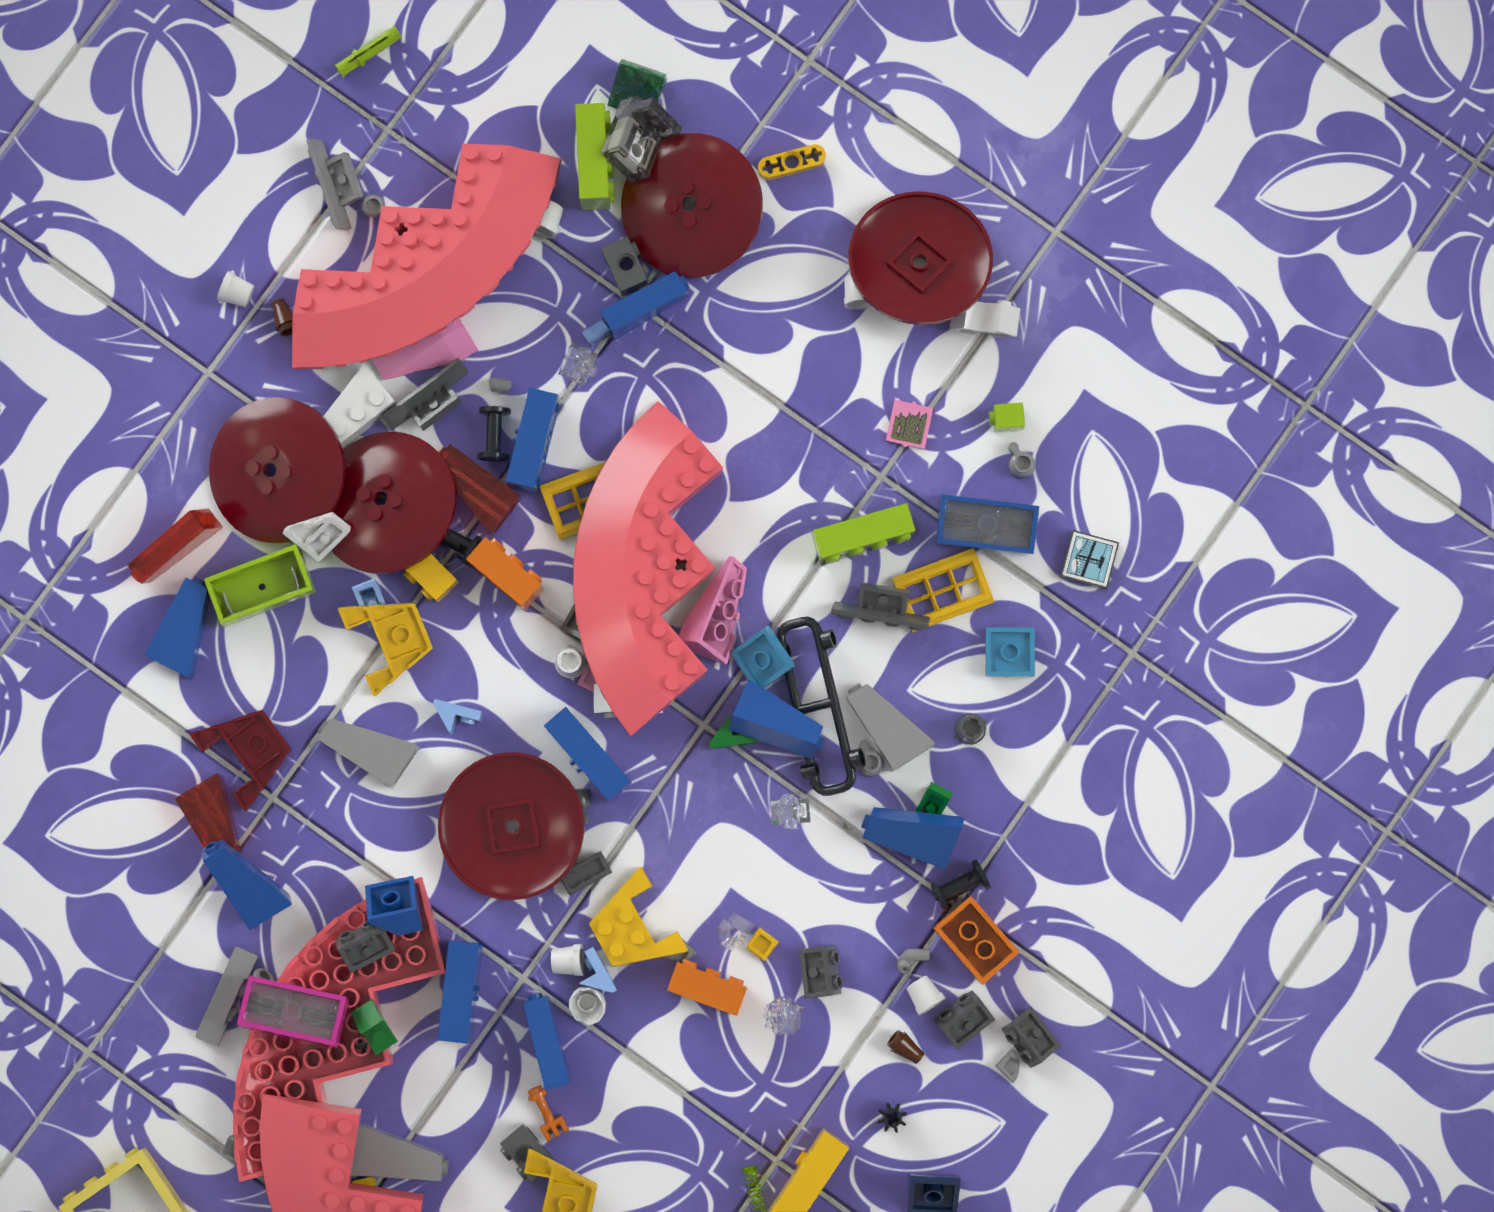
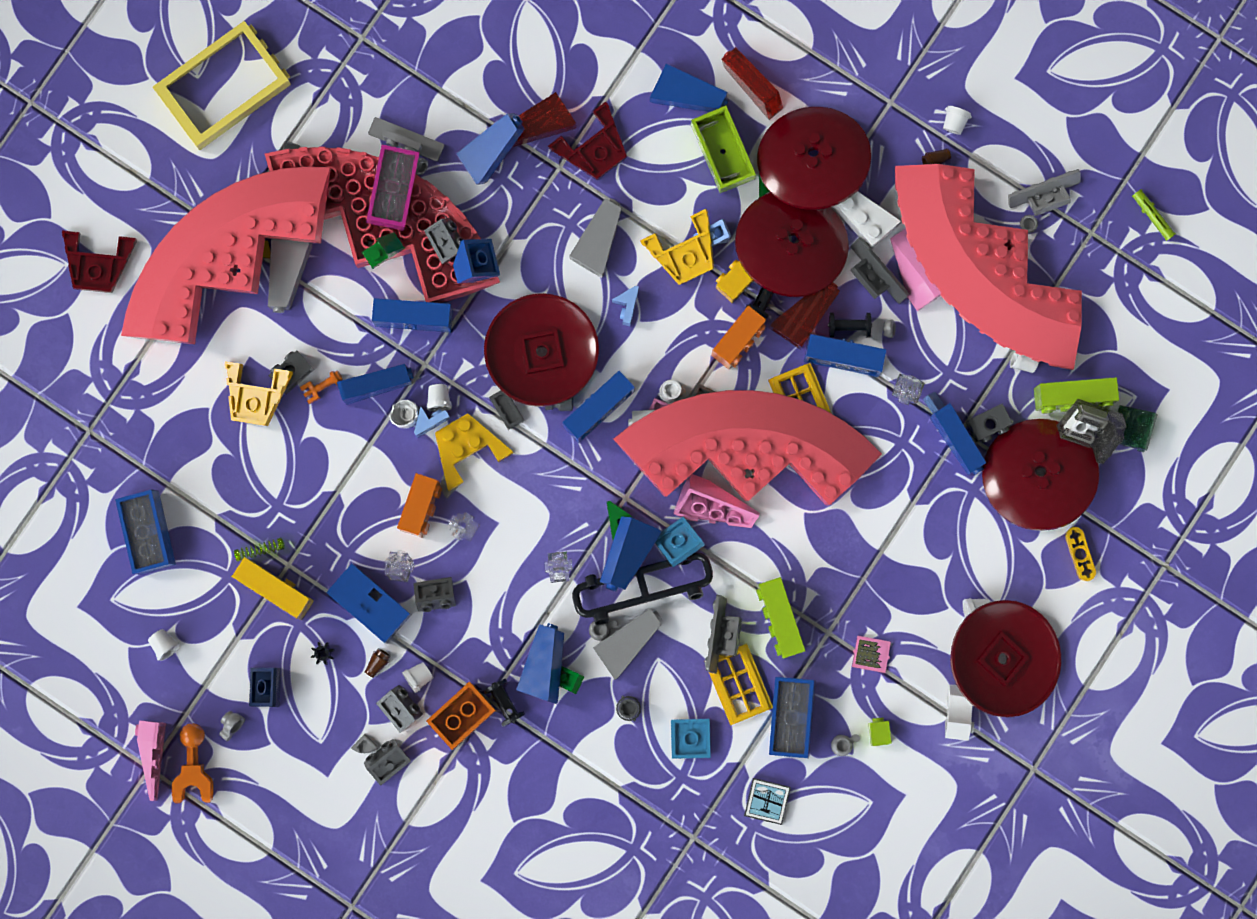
camera: 90 degrees right, 0 degrees up
(318, 534) = (763, 191): white wing -> none
(762, 944) = (455, 548): yellow tile -> none
(830, 1056) = (368, 603): none -> blue brick
(909, 957) = (447, 664): light grey arm -> none

